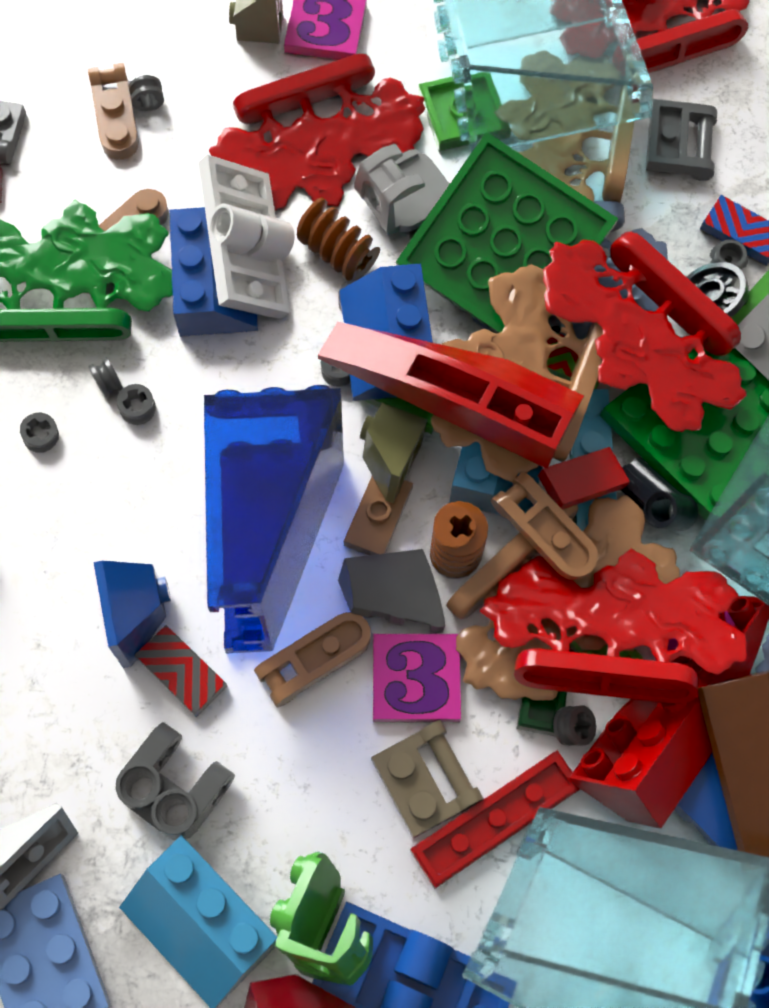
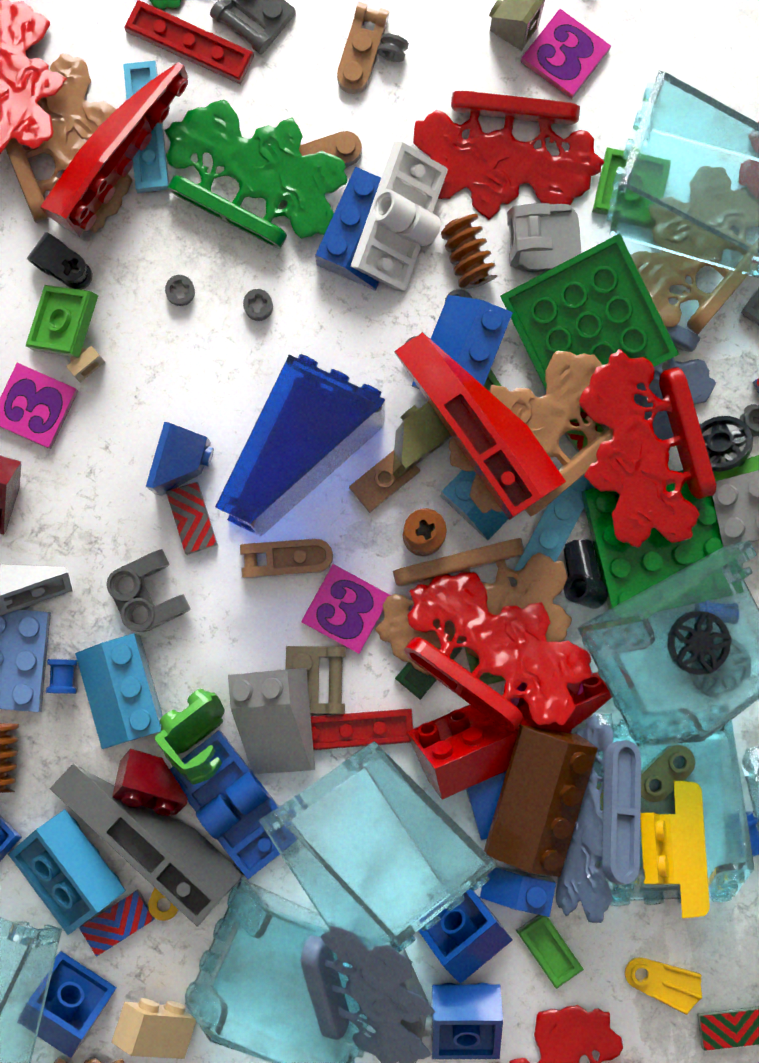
camera: 30 degrees right, 15 degrees up
(105, 377) = (245, 274): dark grey bush -> none
(116, 944) = (61, 676): none -> blue bush
(393, 588) = (363, 539): dark grey slope -> none
(406, 849) = (273, 719): none -> light grey slope
(547, 528) = (487, 560): medium nougat plate -> none
(564, 724) = (426, 694): dark grey bush -> none
(583, 478) = (537, 536): red tile -> none

